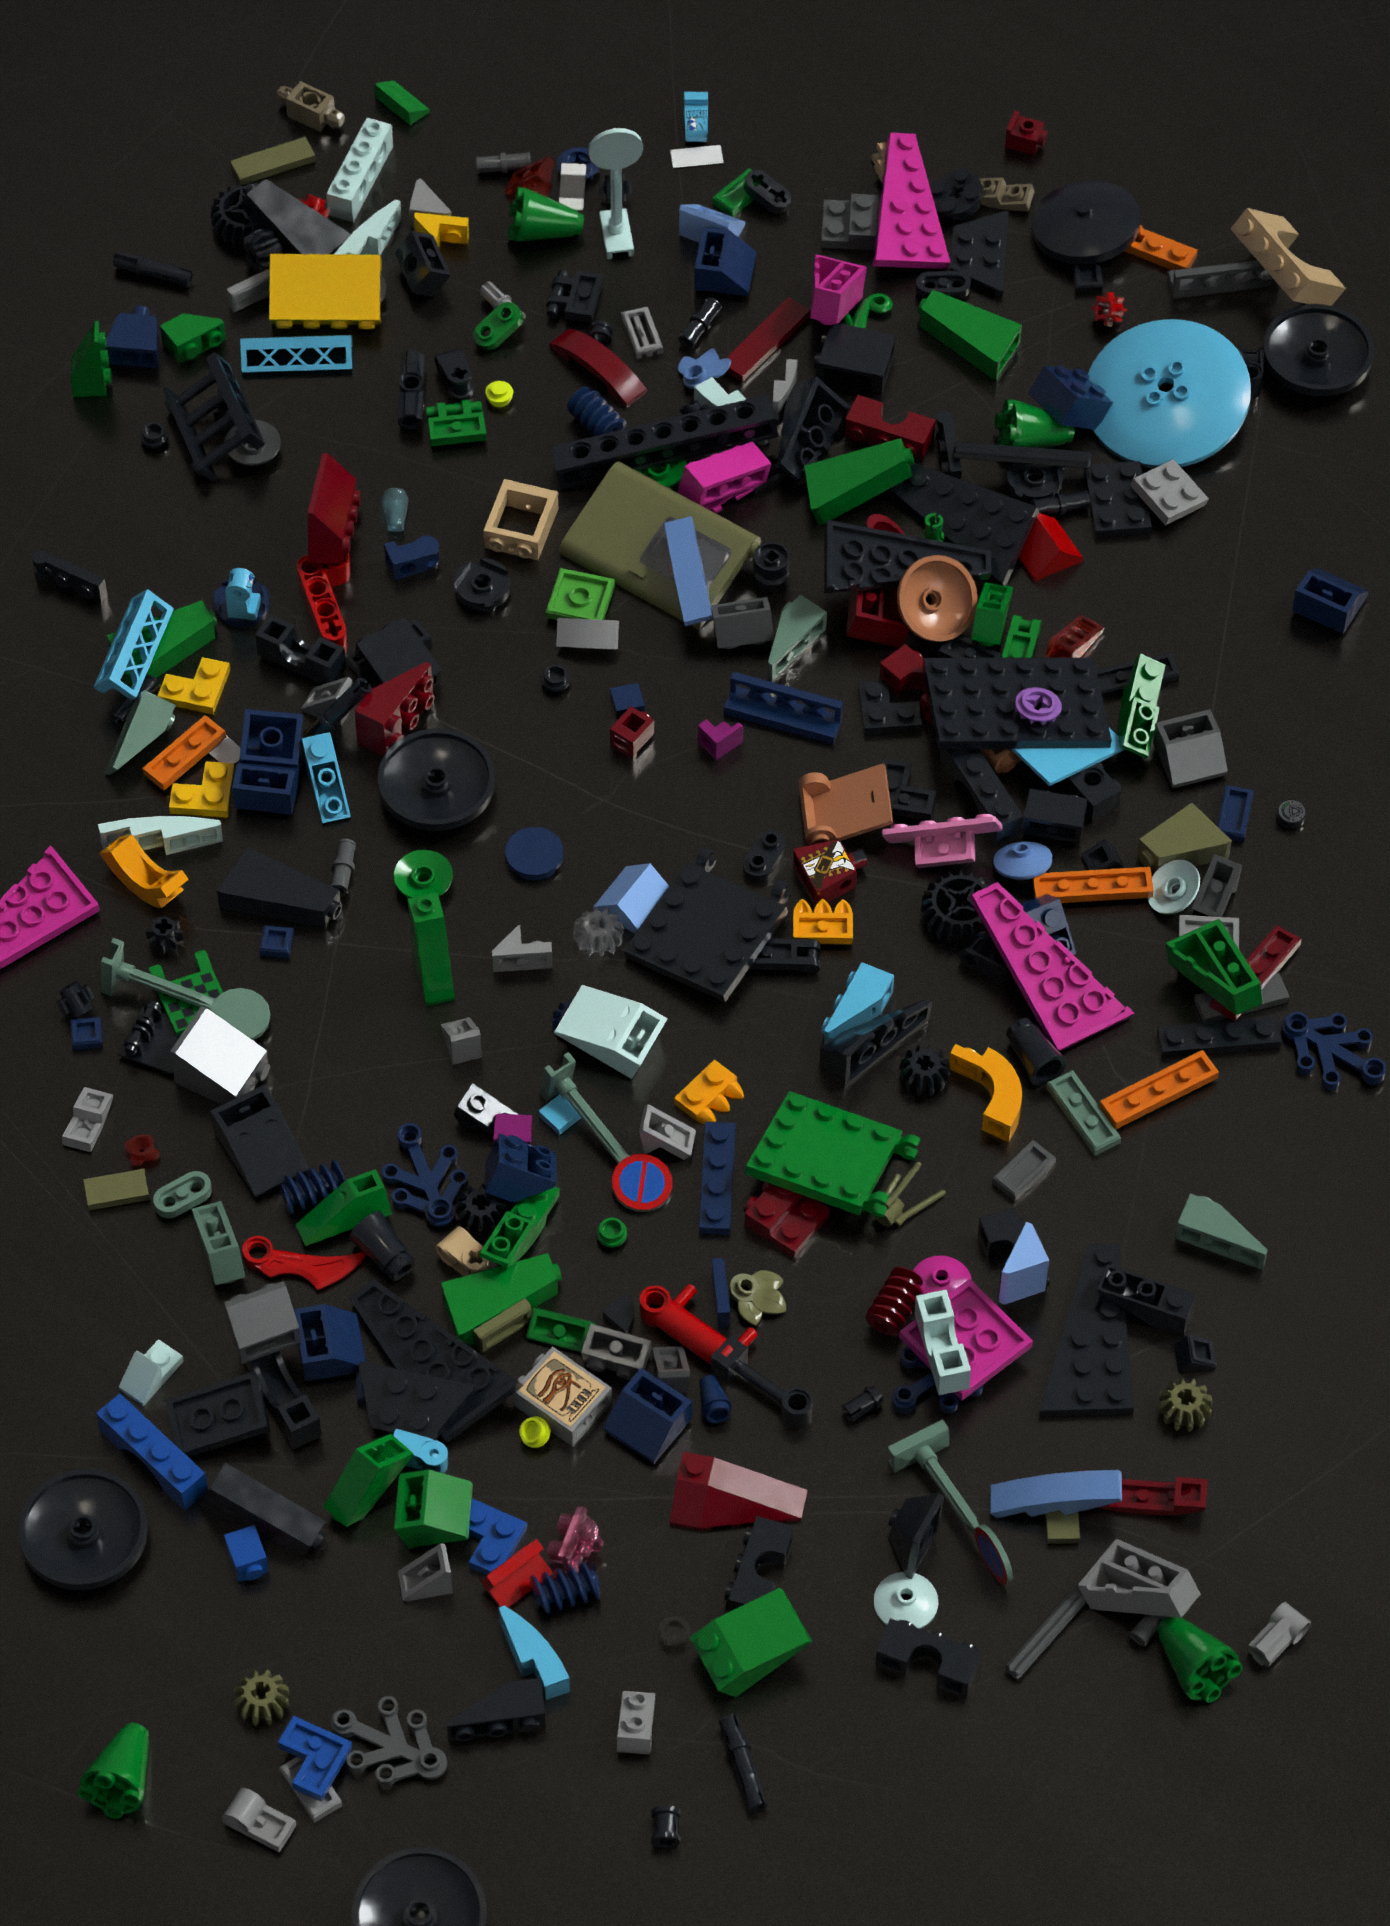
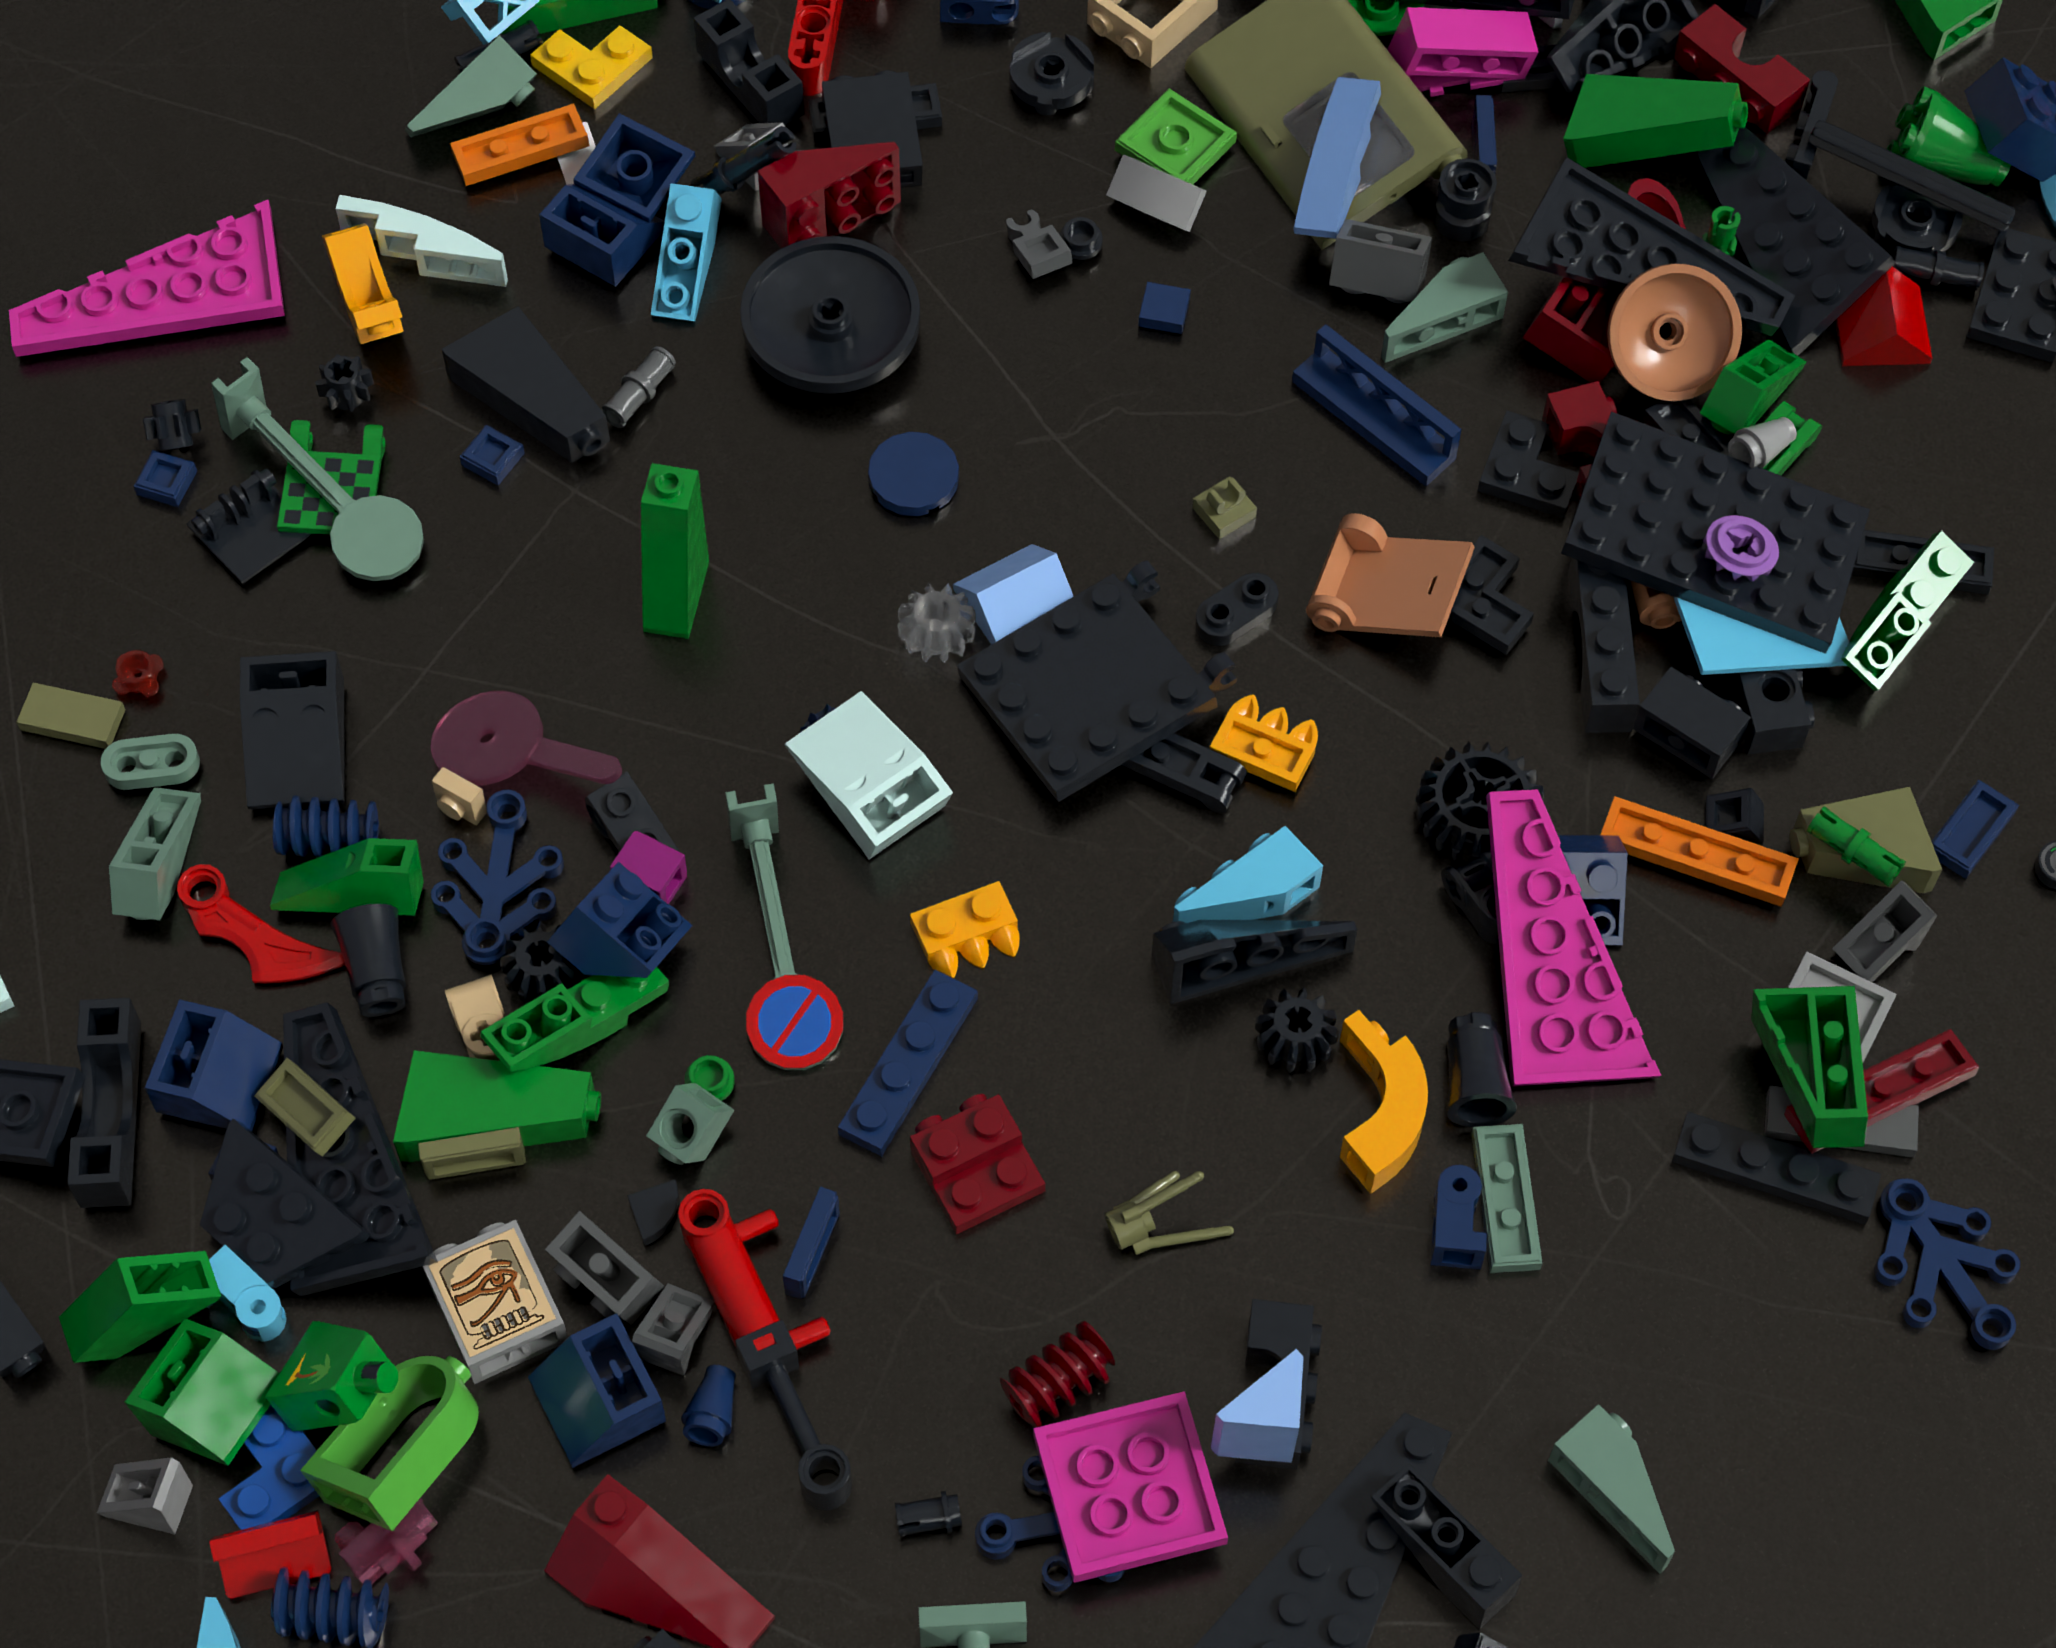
camera: 25 degrees right, 5 degrees up
(87, 1119) = (97, 598): light grey slope -> none
(207, 799) = (508, 217): yellow plate -> none
(217, 1059) = (303, 585): slope -> none
(262, 1322) = (106, 1002): dark grey slope -> none
(378, 1139) = (459, 797): none -> tan plate
(392, 1098) = (514, 745): none -> clear pink piece
(395, 1339) = (304, 1107): none -> olive tile
(419, 866) = (734, 428): green dish -> none
(462, 1040) = (658, 700): light grey slope -> none
(501, 1468) = (331, 1378): none -> green torso
(515, 956) = (802, 608): light grey slope -> none
(535, 693) = (1038, 248): none -> dark grey plate
(535, 1431) = (425, 1336): neon yellow plate -> none
(556, 1518) = (408, 1475): none -> bright green window
(558, 1329) = (553, 1189): green slope -> none
(559, 1114) = (732, 869): medium azure tile -> none
(624, 1246) = (708, 1117): none -> sand green brick
(631, 732) = (1142, 354): dark red brick -> none
(665, 1132) = (863, 961): light grey slope -> none
(719, 739) = (1264, 415): magenta panel -> none
(726, 800) = (1224, 507): none -> olive tile
(760, 523) = (1484, 131): none -> dark blue tile
(761, 1297) = (872, 1276): olive plate -> none
(827, 869) = (1315, 666): torso -> none
(828, 1154) = (1081, 1099): green plate -> none
(938, 1334) = (1077, 1482): light aqua arch -> none
(941, 1266) = (1133, 1347): dark pink dish -> none
(945, 841) = (1504, 695): bright pink bracket -> none
(1015, 642) = (1762, 441): none -> light grey cone
(1022, 860) = (1611, 770): medium blue dish -> none
(1023, 1170) = (1368, 1249): dark grey tile -> none
(1062, 1135) = (1452, 1225): none -> dark blue leg
(1072, 641) = (1828, 471): clear red slope -> none
(1159, 1089) = (1639, 1211): orange plate -> none
(1174, 887) = (1820, 904): light aqua dish -> none
(1180, 845) = (1856, 846): none -> green pin
(1190, 748) = (1950, 703): dark grey slope -> none

